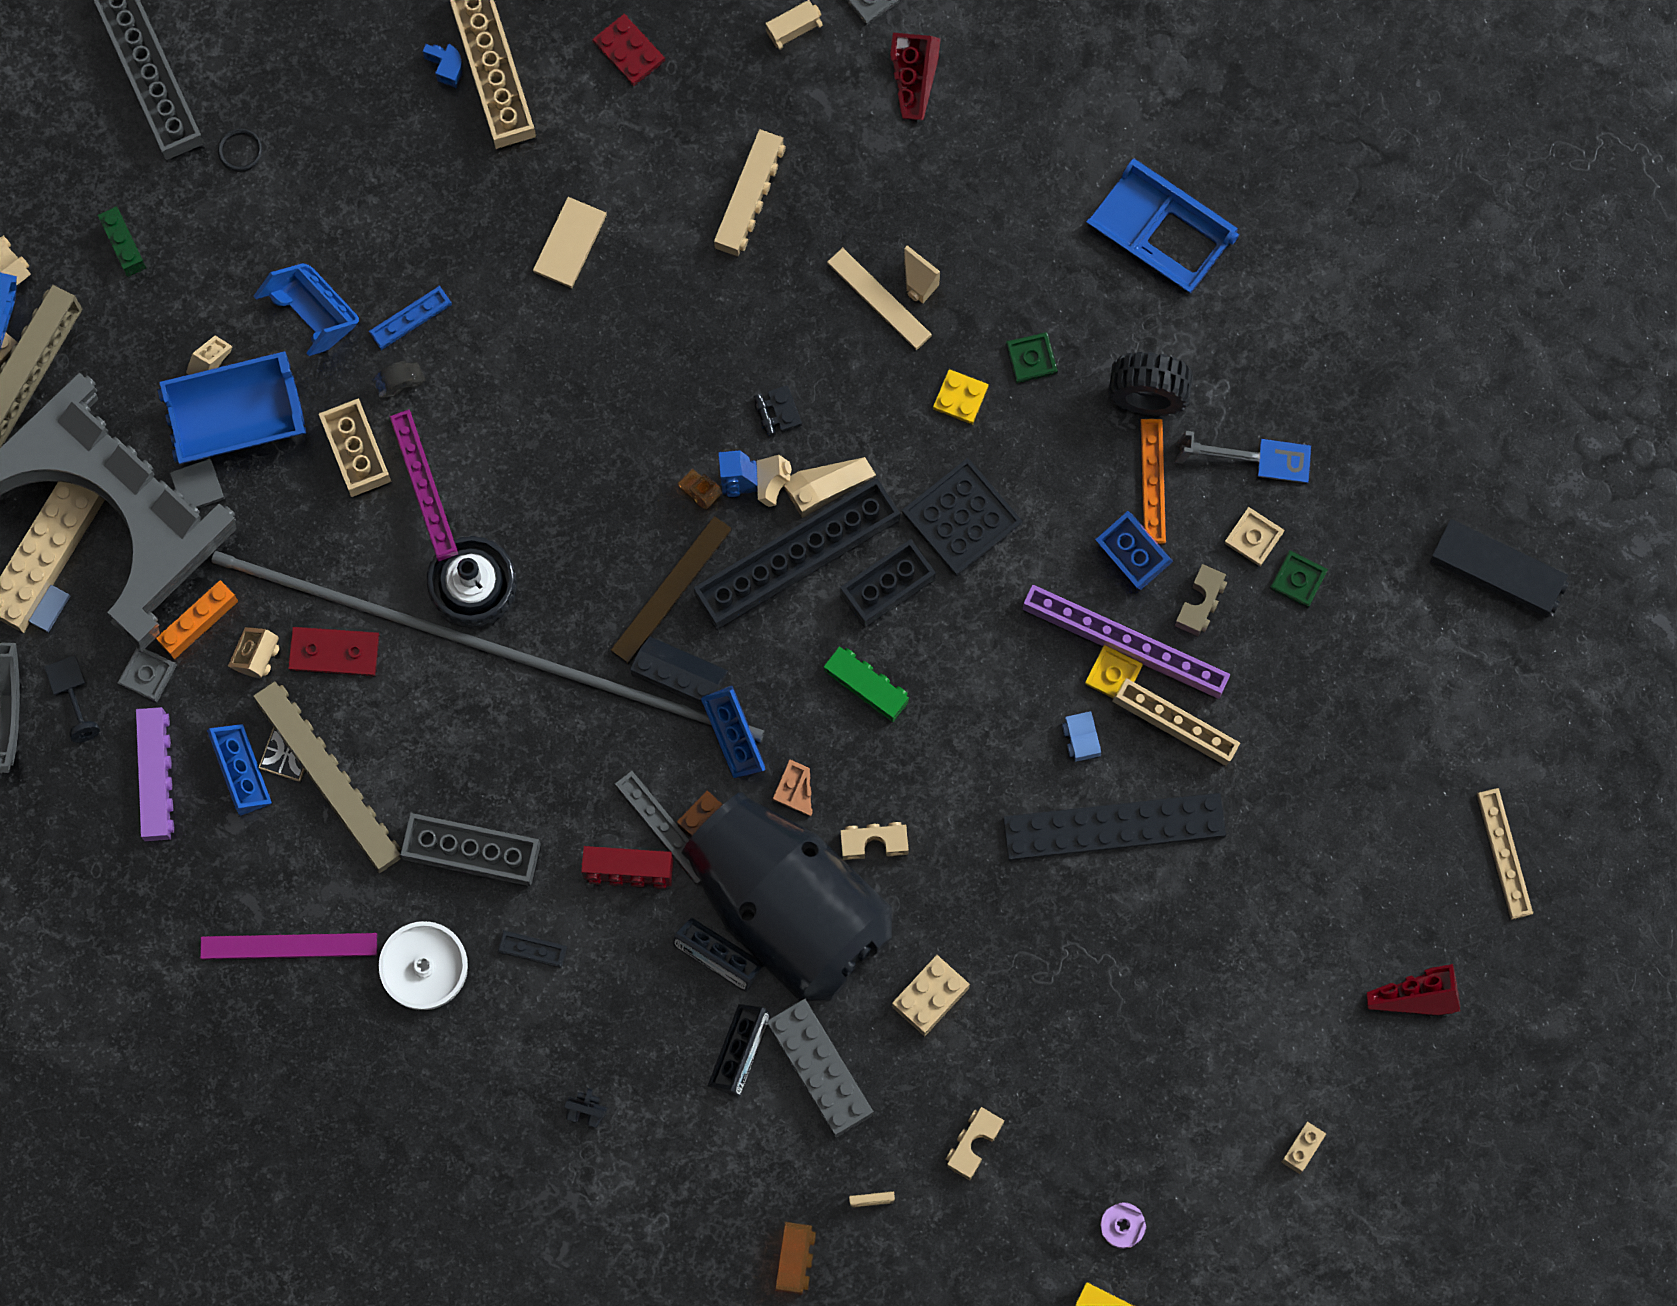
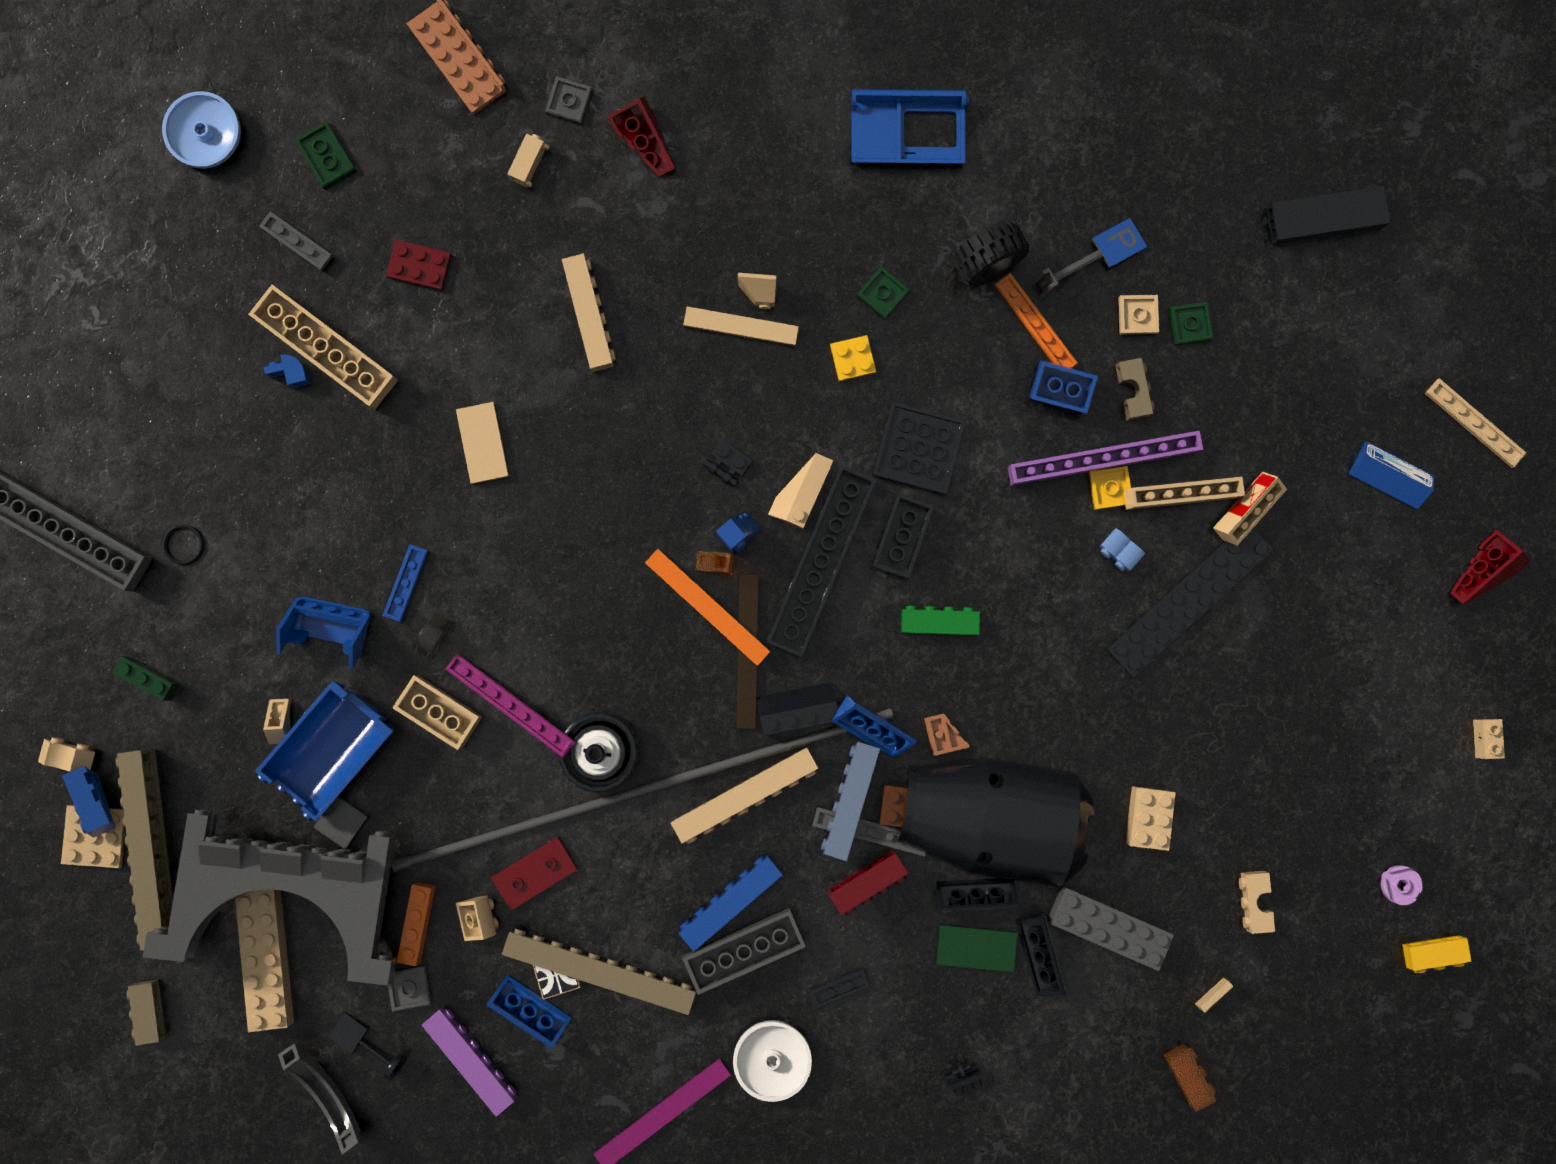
camera: 40 degrees left, 10 degrees up
(49, 608) = (299, 992): sand blue tile -> none
(491, 800) = (730, 903): none -> blue brick
(574, 714) = (744, 795): none -> tan brick
(664, 524) = (707, 607): none -> orange tile
(665, 784) = (851, 801): none -> sand blue brick
(684, 1002) = (976, 948): none -> dark green tile
(771, 476) = (760, 516): tan arch -> none
(892, 836) = (1014, 742): tan arch -> none
(1229, 780) = (1250, 508): none -> tan brick
(1389, 846) = (1392, 475): none -> blue slope

